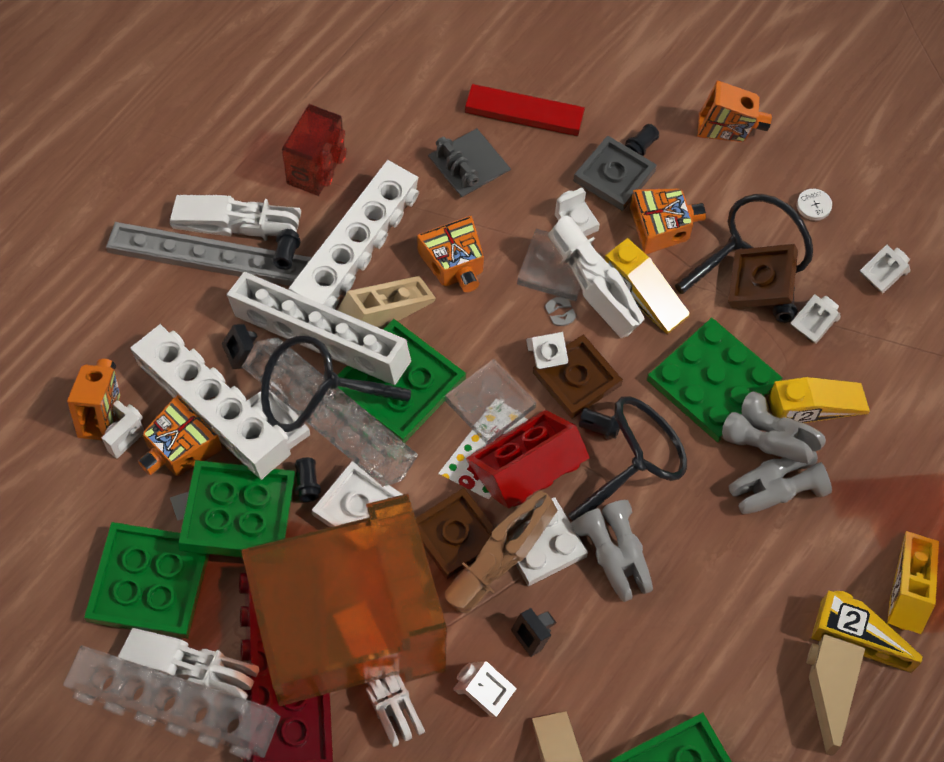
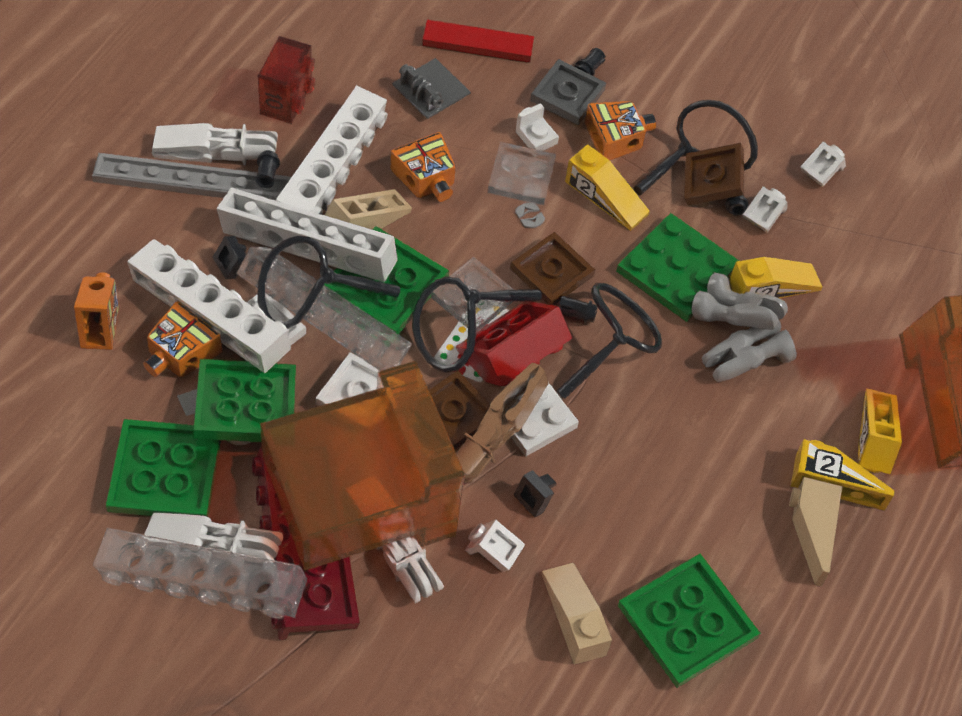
camera: 10 degrees left, 5 degrees down
(124, 433) = (126, 338): white bracket -> none
(307, 486) = (308, 379): black pin -> none
(485, 409) = (473, 297): none -> black piece
(548, 350) = (523, 245): white bracket -> none
(599, 281) = (567, 186): white arm -> none
(618, 560) = (607, 427): light grey piece -> none
(731, 114) = (669, 36): orange torso -> none
(814, 204) = (754, 112): white piece -> none

